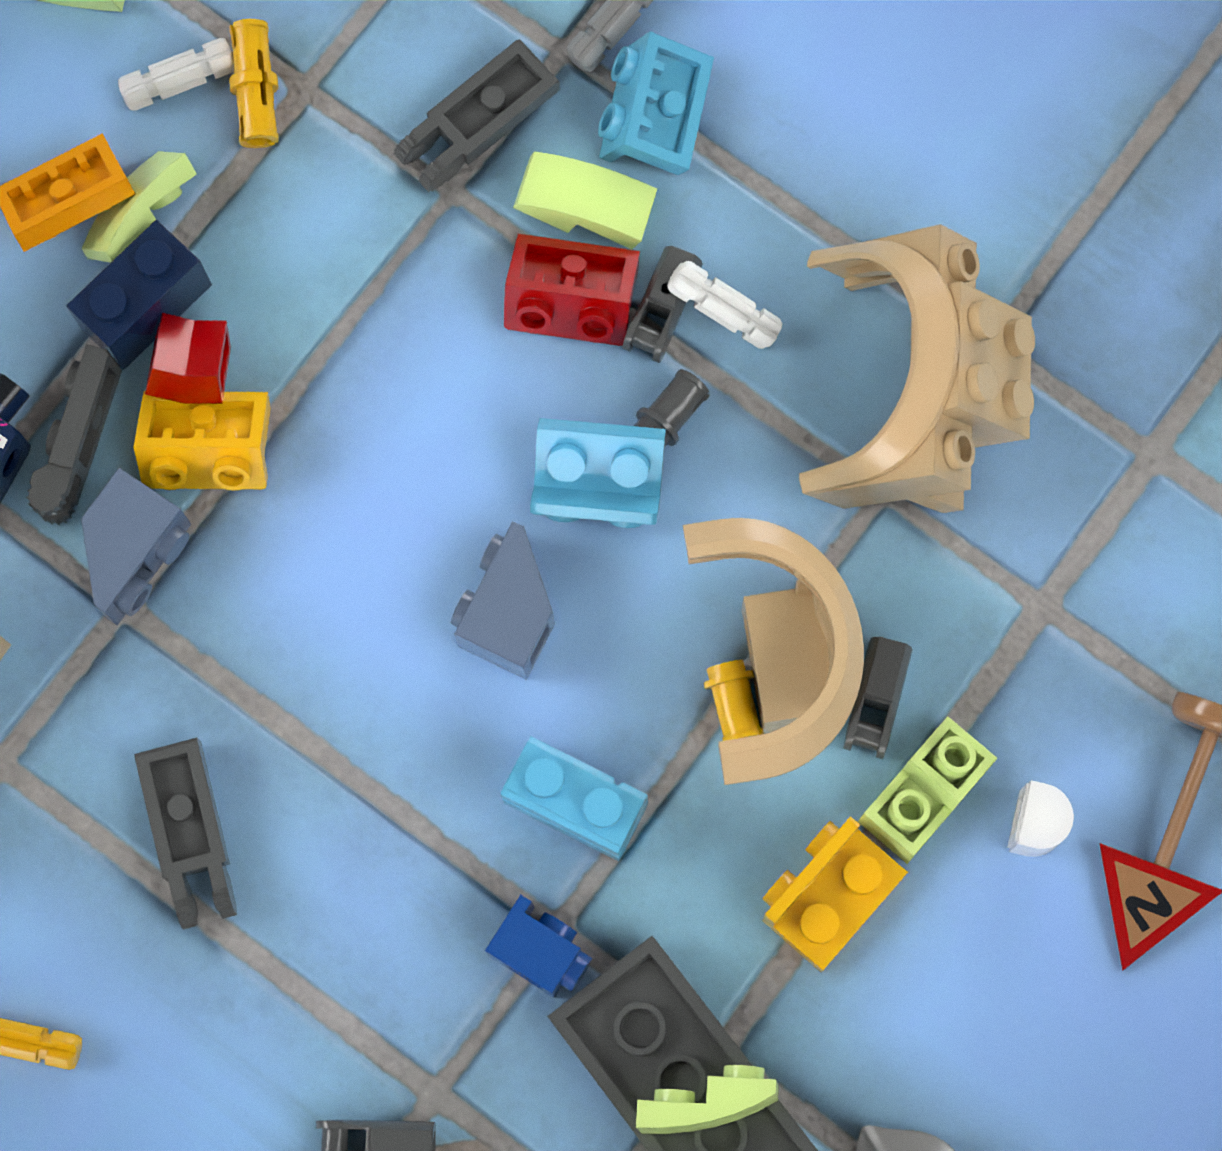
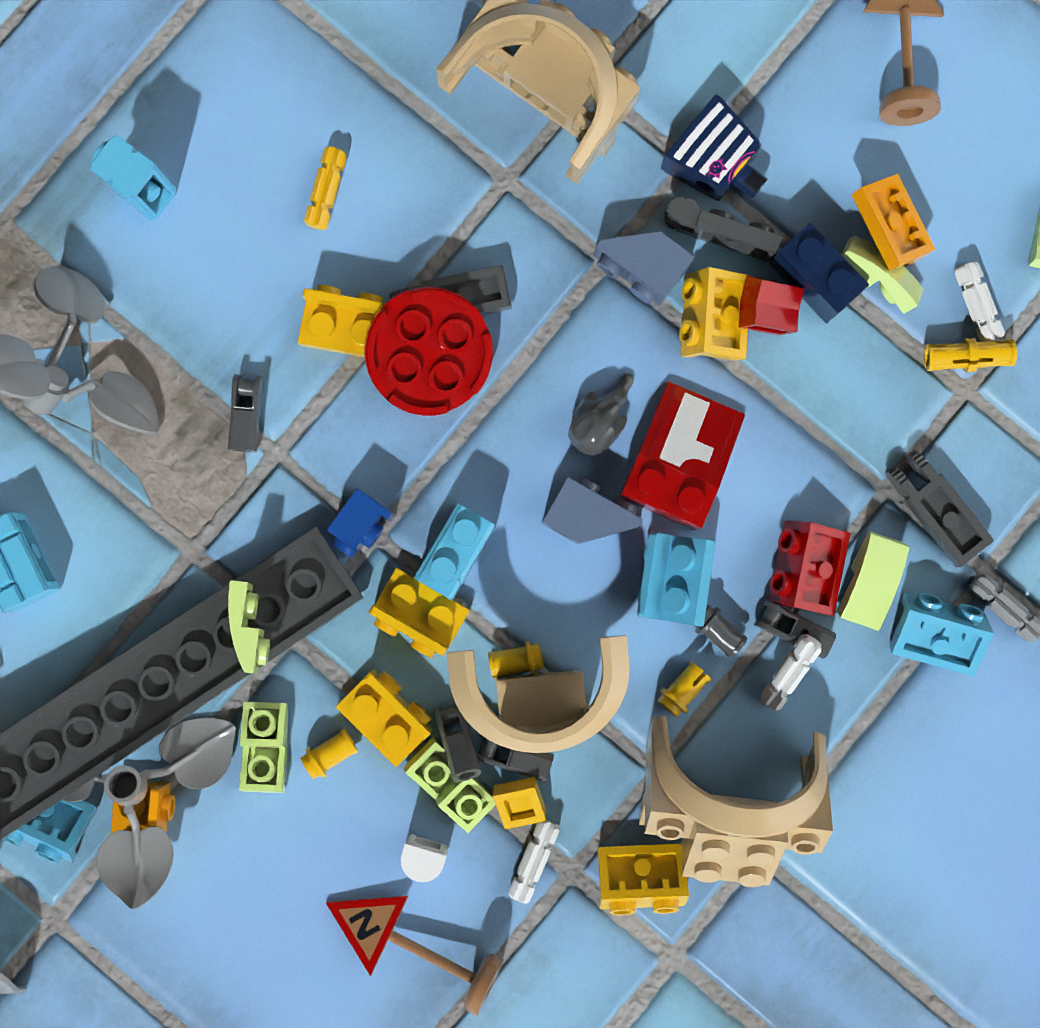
camera: 85 degrees right, 10 degrees up
(228, 995) = (336, 320): none -> yellow bracket
(269, 858) = (428, 350): none -> red tile
(369, 600) = (597, 421): none -> dark grey piece
(418, 475) = (682, 457): none -> red slope
(670, 852) = (418, 613): none -> yellow bracket
(761, 456) = (683, 689): none -> yellow pin
(865, 777) = (457, 745): none -> dark grey bar
(893, 1080) = (264, 747): none -> yellowish green slope
(895, 976) = (328, 754): none -> yellow pin
(945, 682) = (519, 803): none -> yellow plate
(1030, 659) = (533, 861): none -> white axle
(1041, 500) = (642, 878): none -> yellow bracket

